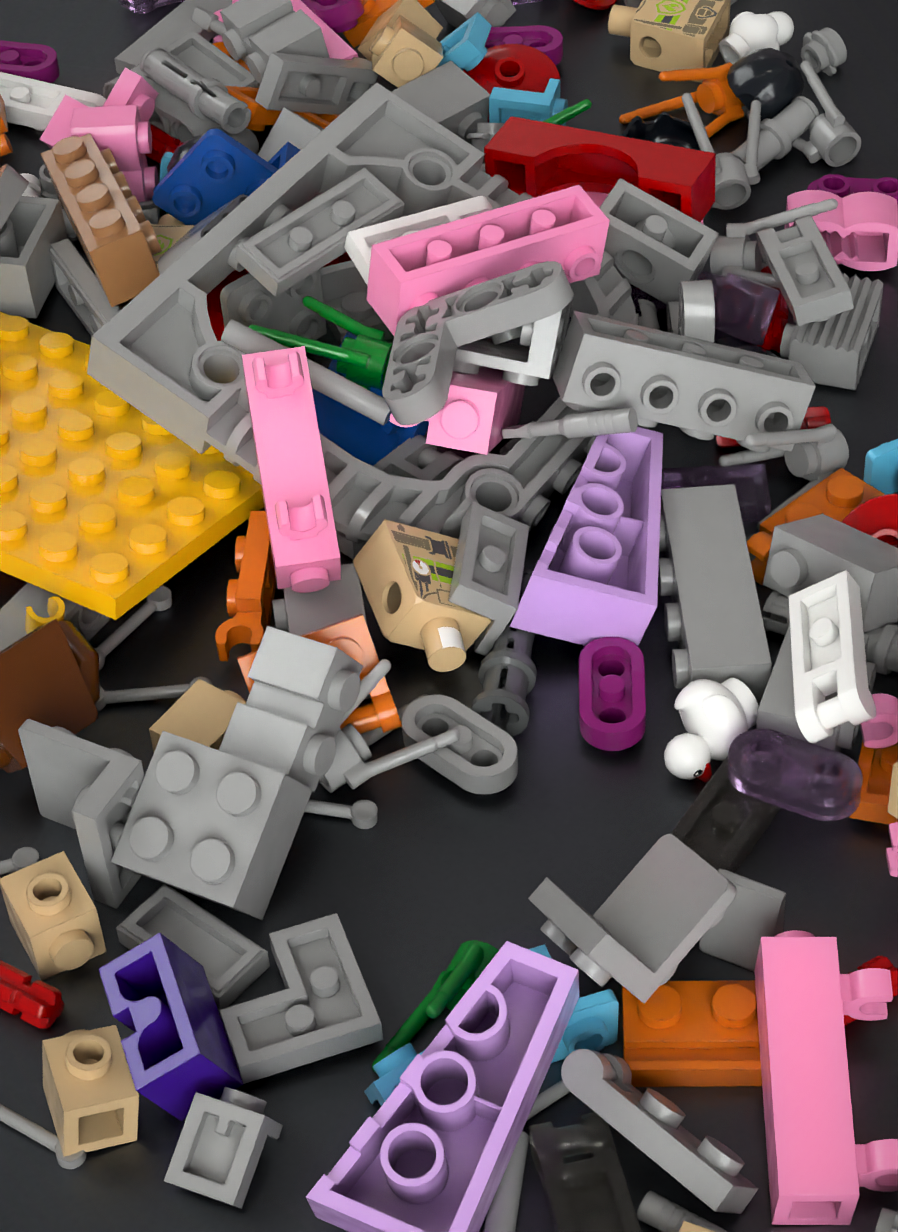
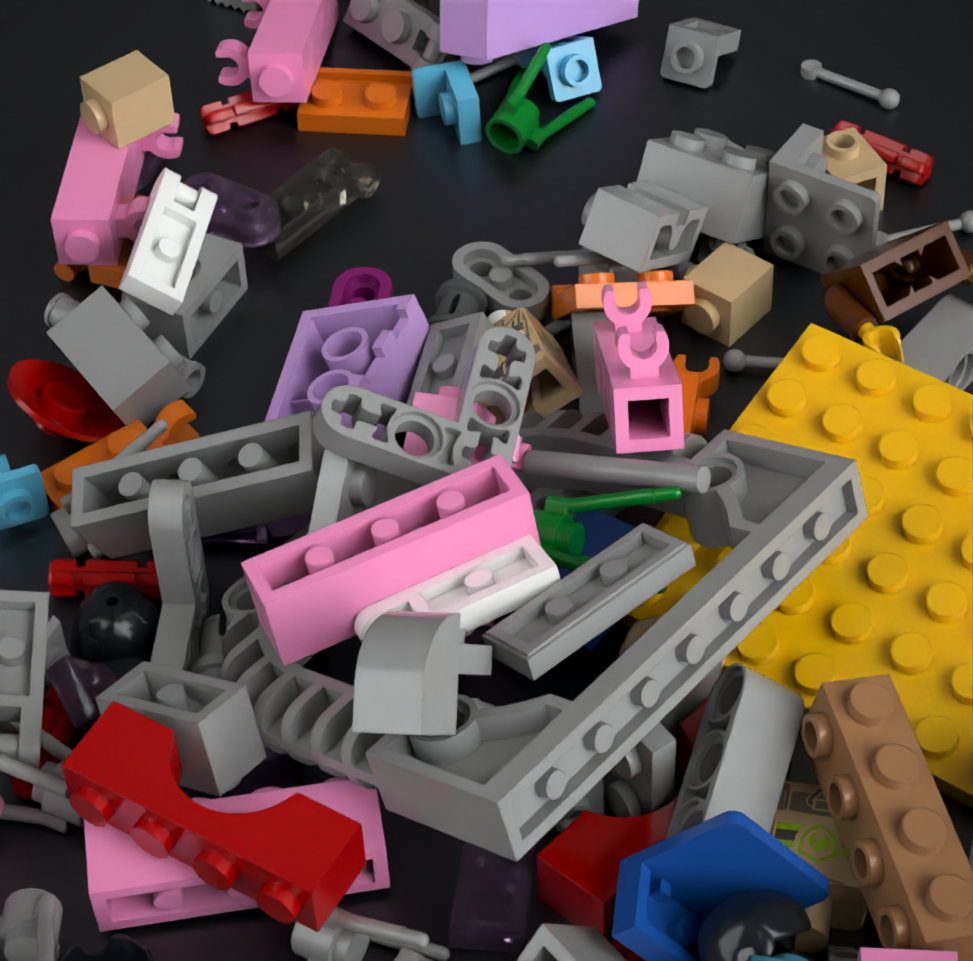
camera: 175 degrees left, 0 degrees up
(90, 1090) = (798, 68): tan brick -> none
(176, 1025) = (739, 84): dark purple brick -> none
(316, 1015) = (638, 112): light grey plate -> none
(441, 149) = (411, 673): none -> light grey brick
(645, 921) = (390, 112): light grey bracket -> none
(710, 589) = (242, 354): light grey brick -> none
(713, 719) = (279, 272): white animal -> none
(752, 914) = (293, 145): light grey slope -> none

